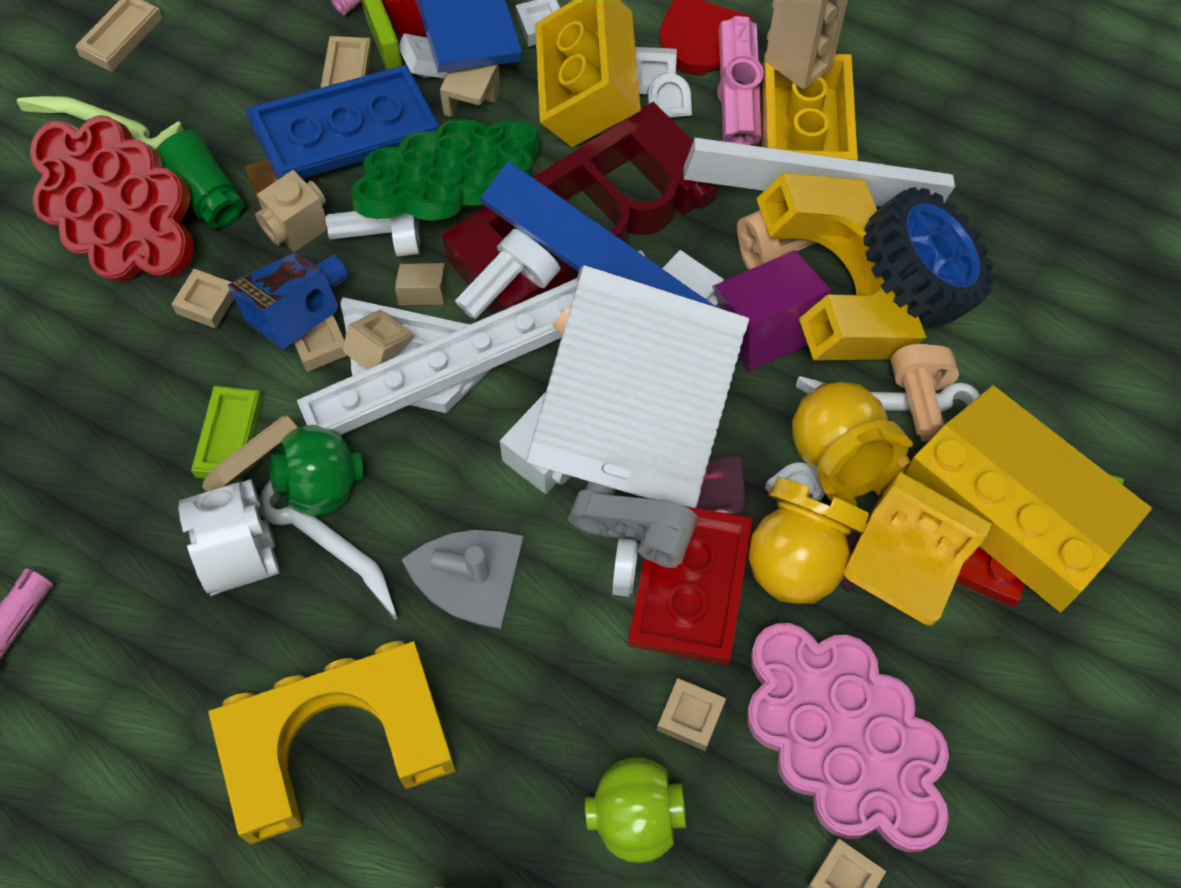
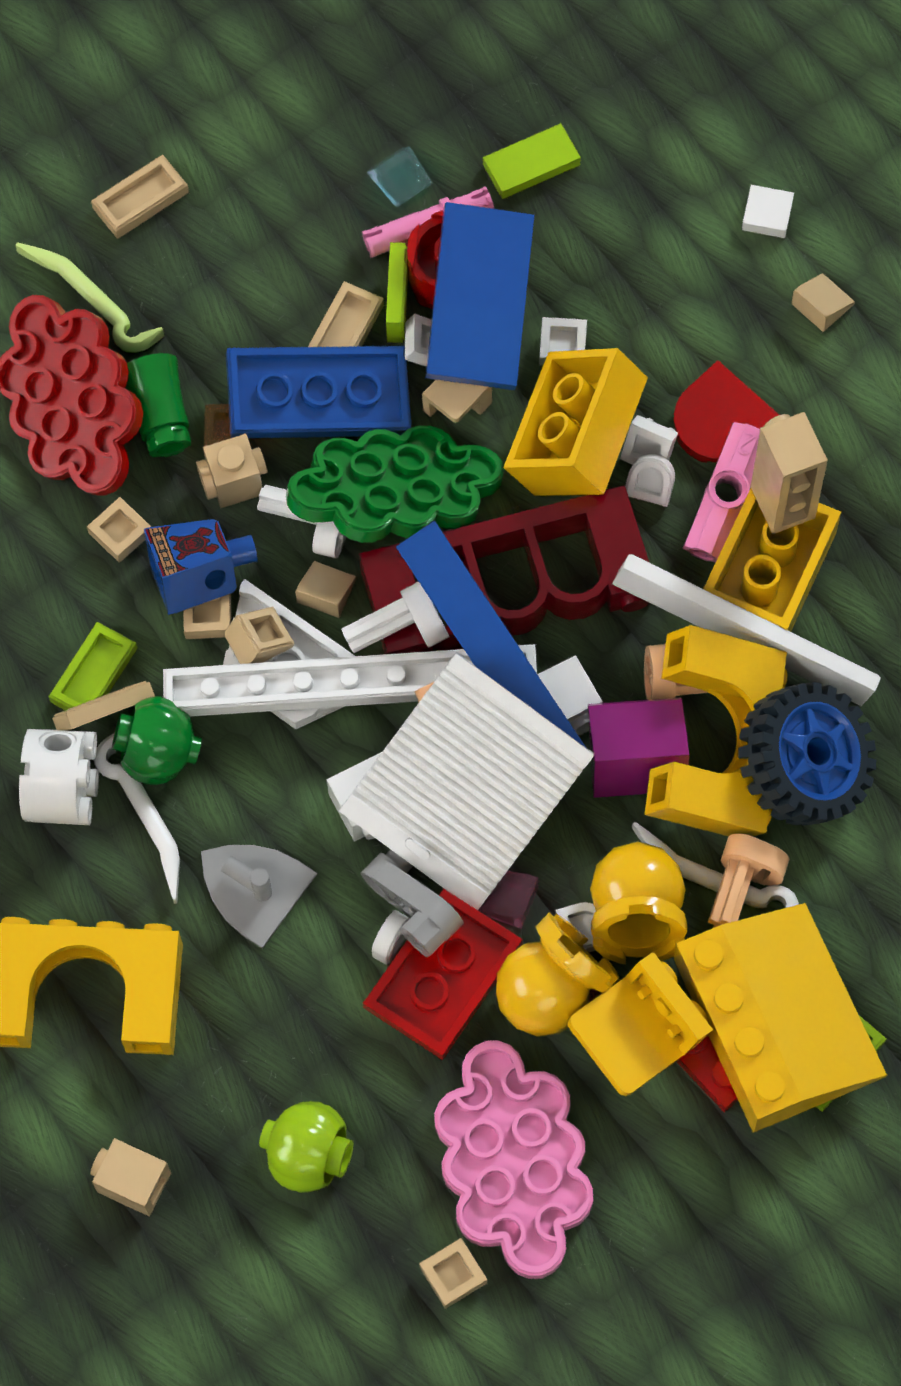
camera: 25 degrees right, 5 degrees up
(691, 714) = (389, 1088): tan plate -> none

